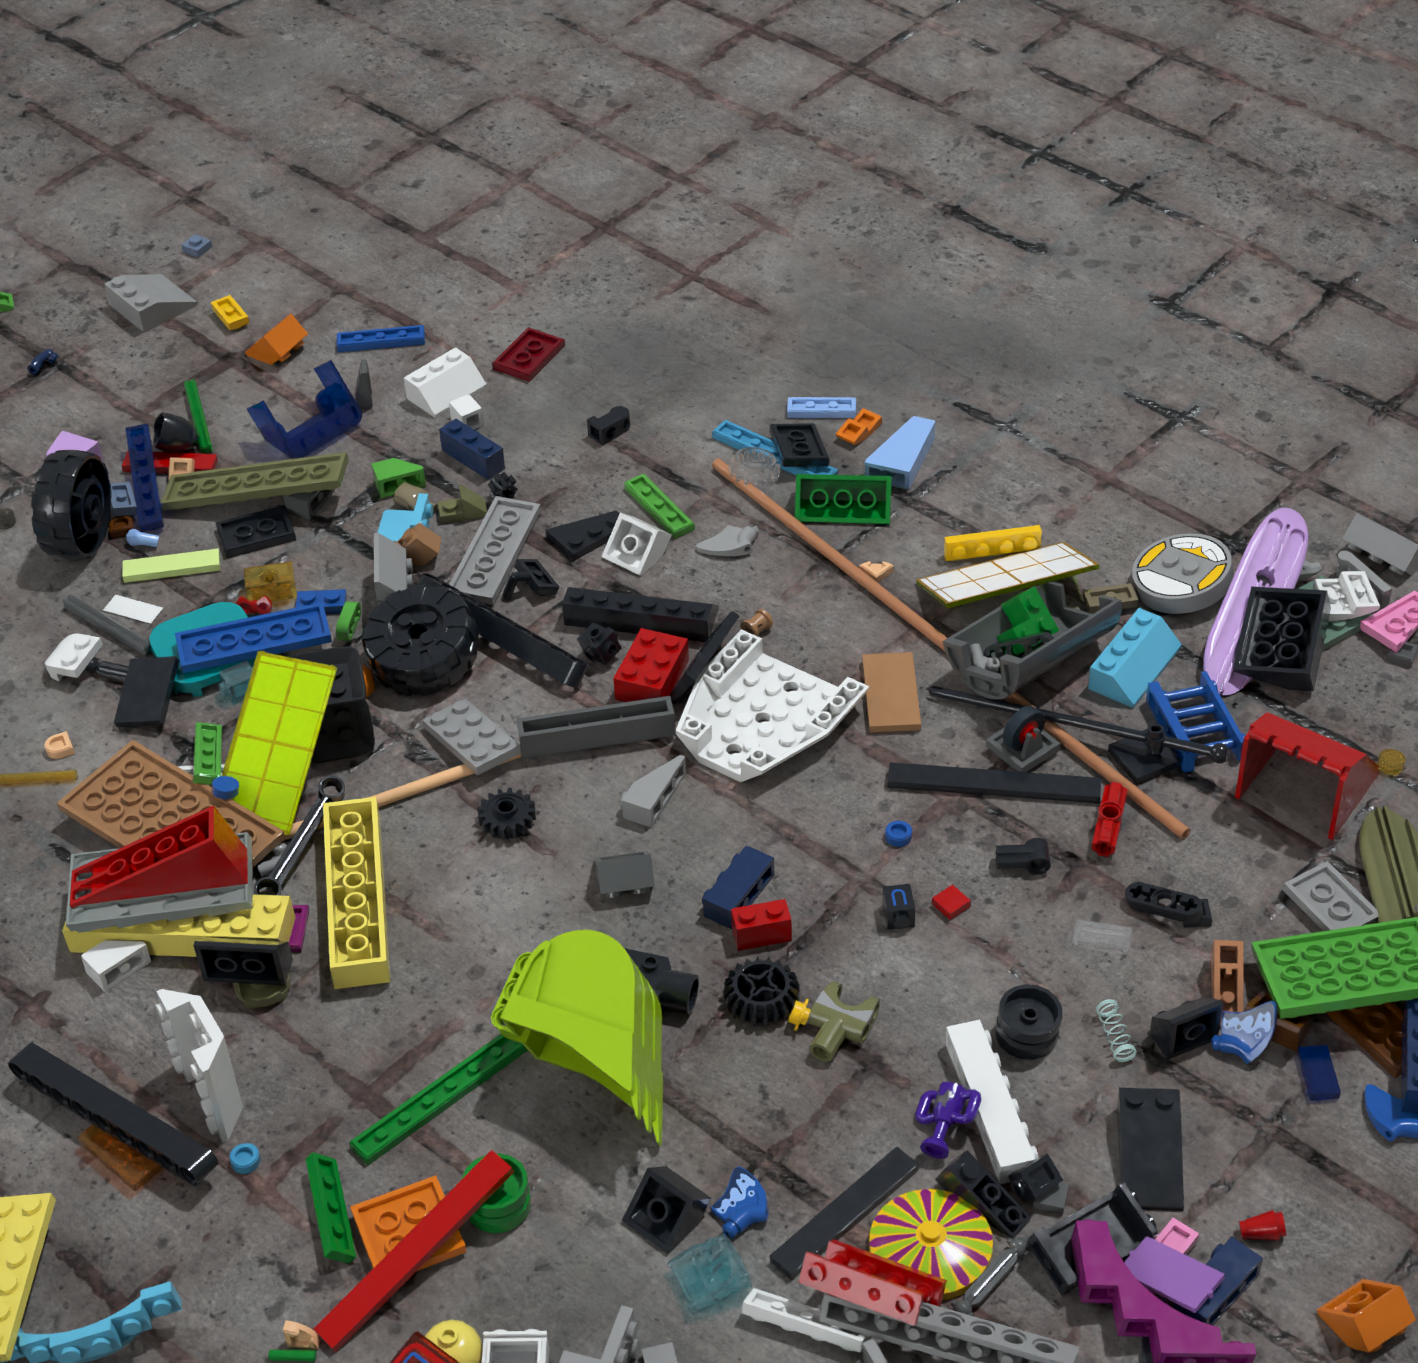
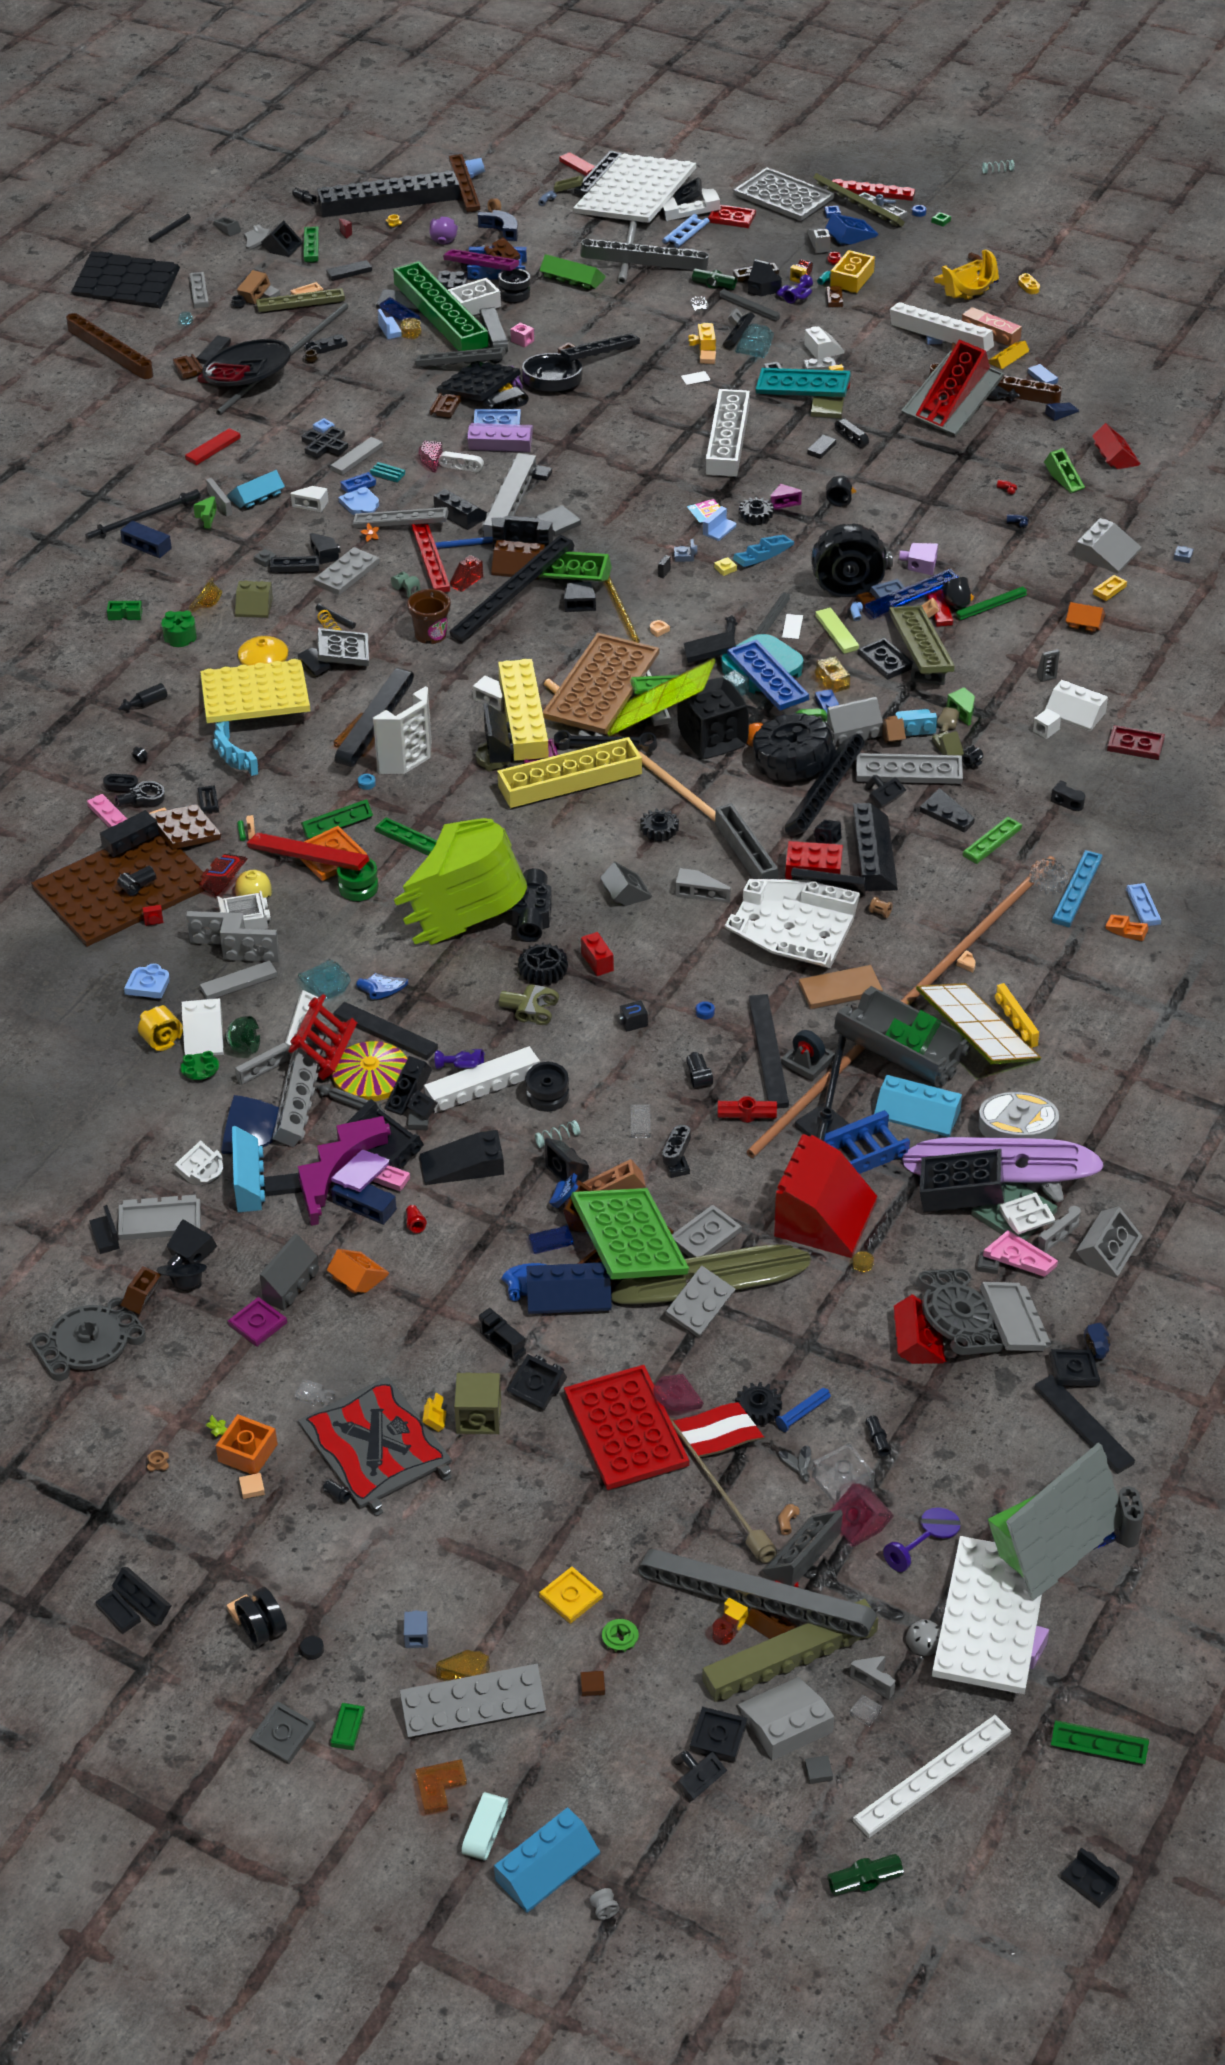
camera: 75 degrees right, 0 degrees up
(72, 655) = (731, 609): white slope -> none
(168, 875) = (541, 685): red piece -> none
(225, 787) = (629, 694): blue tile -> none
(262, 606) = (808, 671): red piece -> none
(337, 415) = (981, 651): clear blue windscreen -> none
(380, 338) = (1119, 667): blue tile -> none
(471, 736) = (723, 791): light grey plate -> none
(472, 449) = (1007, 733): dark blue brick -> none
(635, 544) = (941, 833): white slope -> none
(665, 1208) = (368, 951): black slope -> none
(730, 542) = (967, 883): light grey arm -> none
(738, 885) = (629, 939): dark blue brick -> none
(799, 445) = (1086, 896): black tile -> none
(799, 1014) = (528, 980): yellow plate -> none
(843, 498) = (1035, 928): green slope -> none
(903, 452) = (1103, 953): light blue slope -> none
(951, 902) = (649, 1043): red tile -> none
(981, 661) = (869, 1017): light grey arm -> none
(1007, 645) = (882, 1025): black beam -> none
(1122, 592) = (980, 1085): dark tan plate -> none

